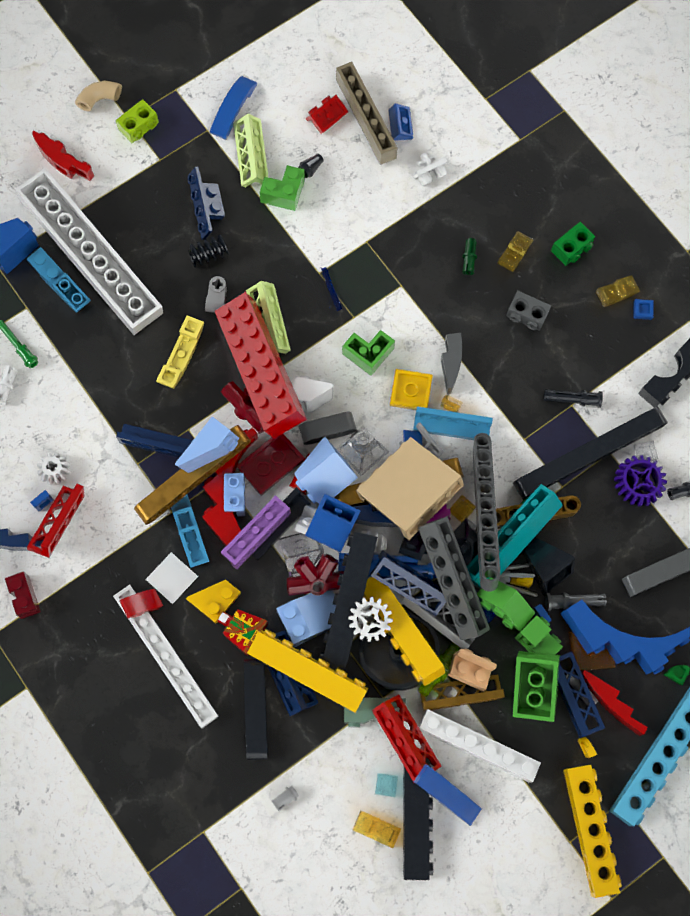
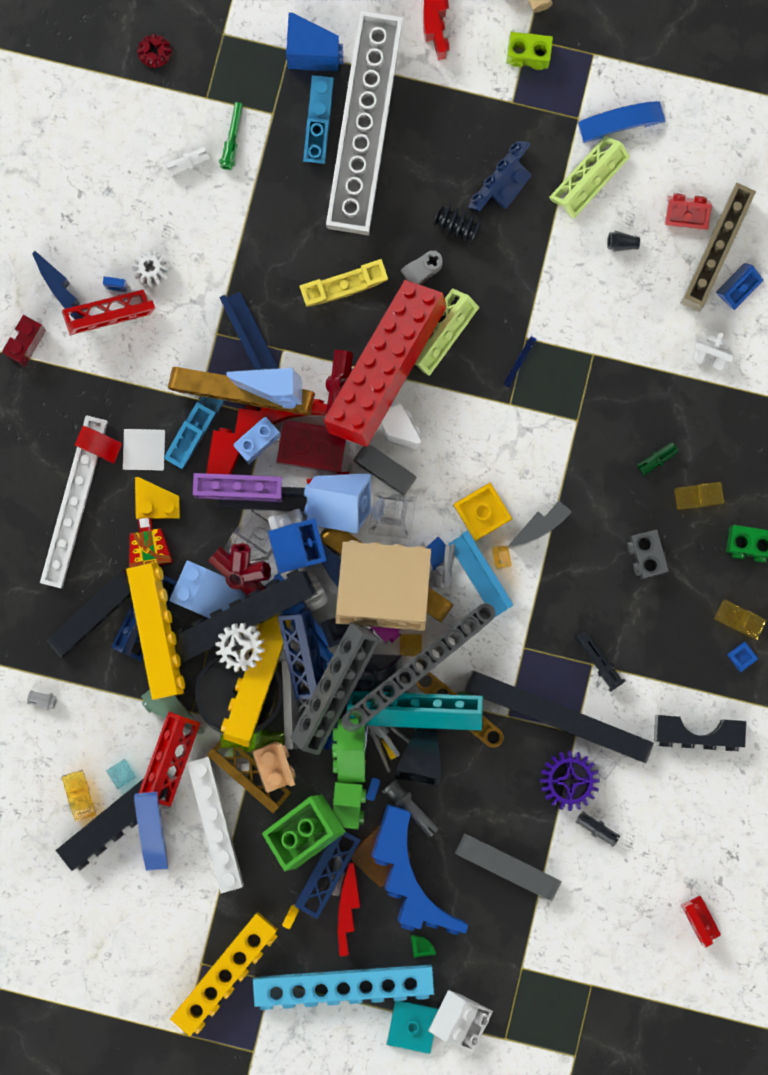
camera: 50 degrees right, 10 degrees up
(285, 192) = (576, 243): bright green brick -> none
(368, 355) = (481, 450): bright green brick -> none

